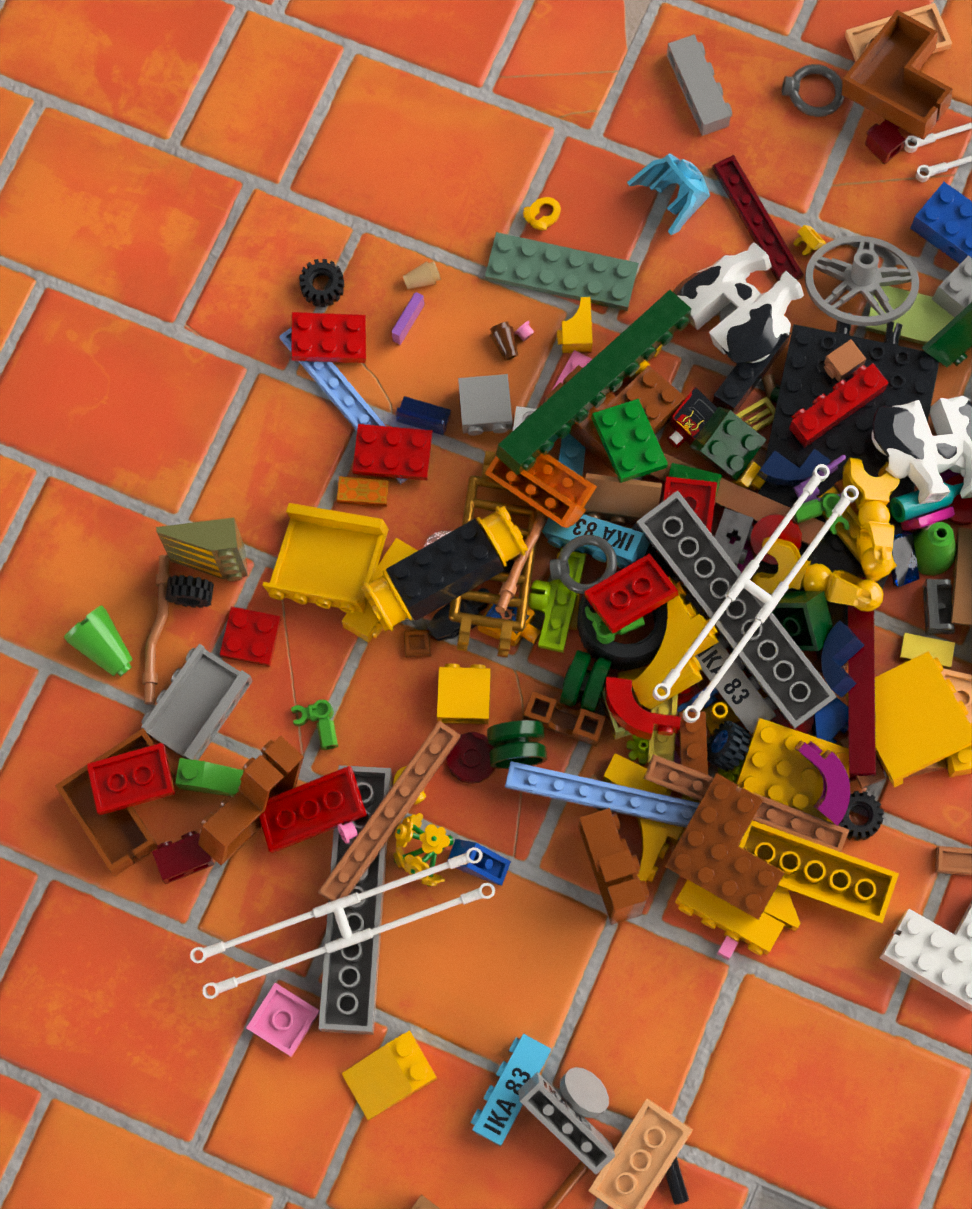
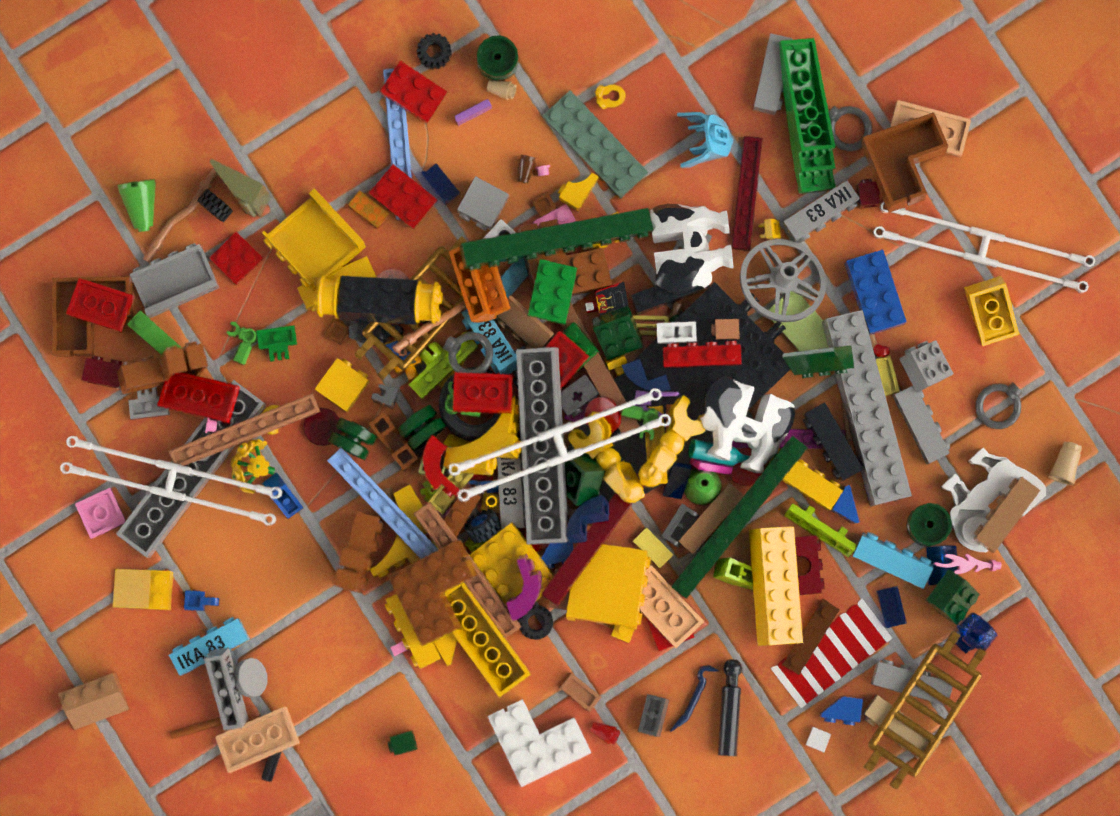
camera: 30 degrees right, 10 degrees up
(256, 862) = (146, 405): none -> light grey hinge
(357, 695) = (277, 341): none -> green hinge
(396, 245) = (497, 69): none -> dark green wheel
(460, 1046) = (196, 600): none -> blue plate
(524, 677) = (387, 399): none -> dark grey hinge
(550, 367) = (543, 204): none -> dark orange tile
(767, 102) = (807, 116): none -> green slope
(793, 397) = (676, 332): none -> white brick
(808, 1052) = (402, 743): none -> dark green brick
(849, 187) = (821, 211): none -> light grey brick

